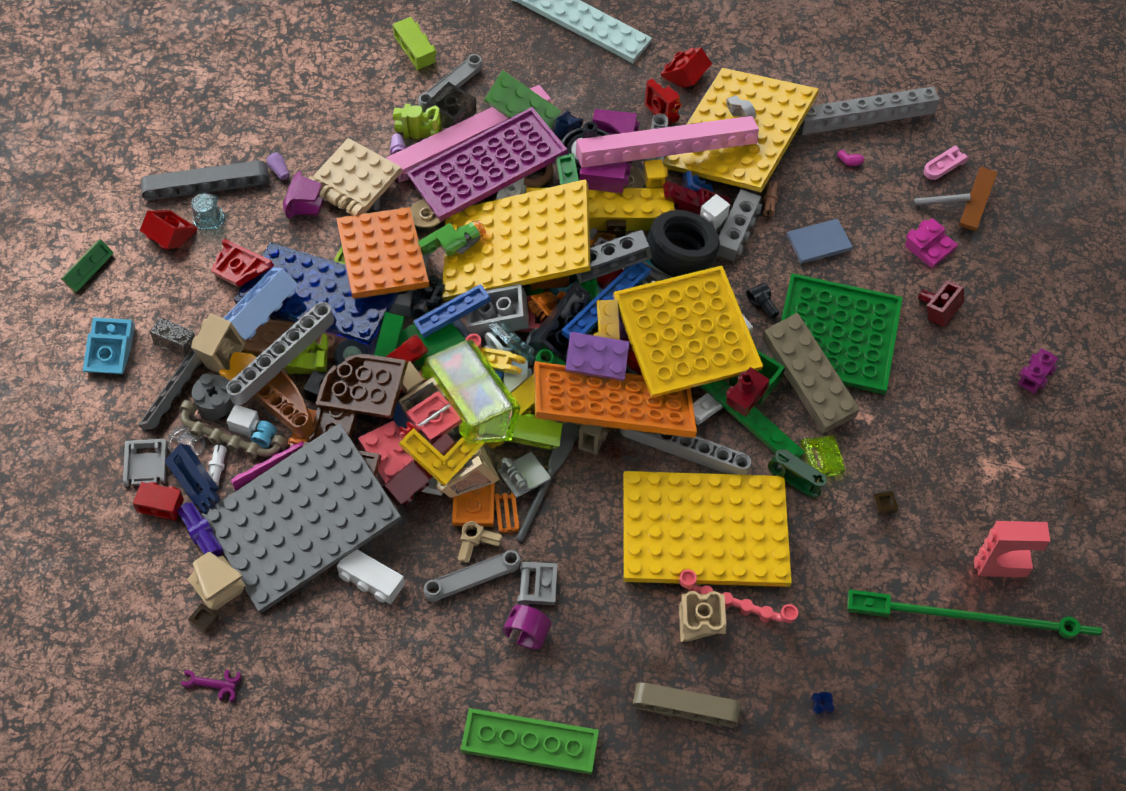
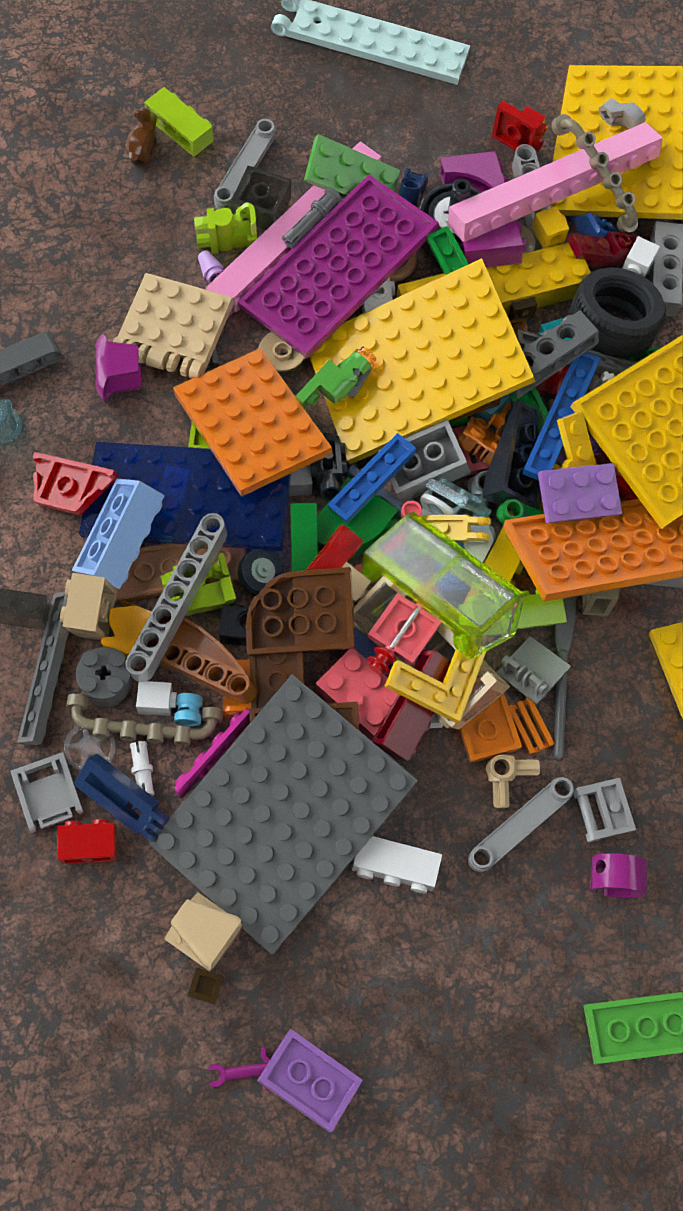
camera: 20 degrees left, 10 degrees up
(199, 529) = (156, 867): dark purple piece -> none
(250, 698) = (310, 1080): none -> medium lavender plate
(277, 165) = (67, 333): lavender cone -> none
(383, 47) = (142, 137): none -> reddish brown animal
(486, 123) = (318, 211): none -> dark grey pin
(686, 67) = (528, 75): red slope -> none
(718, 184) = (585, 140): none -> dark tan bar

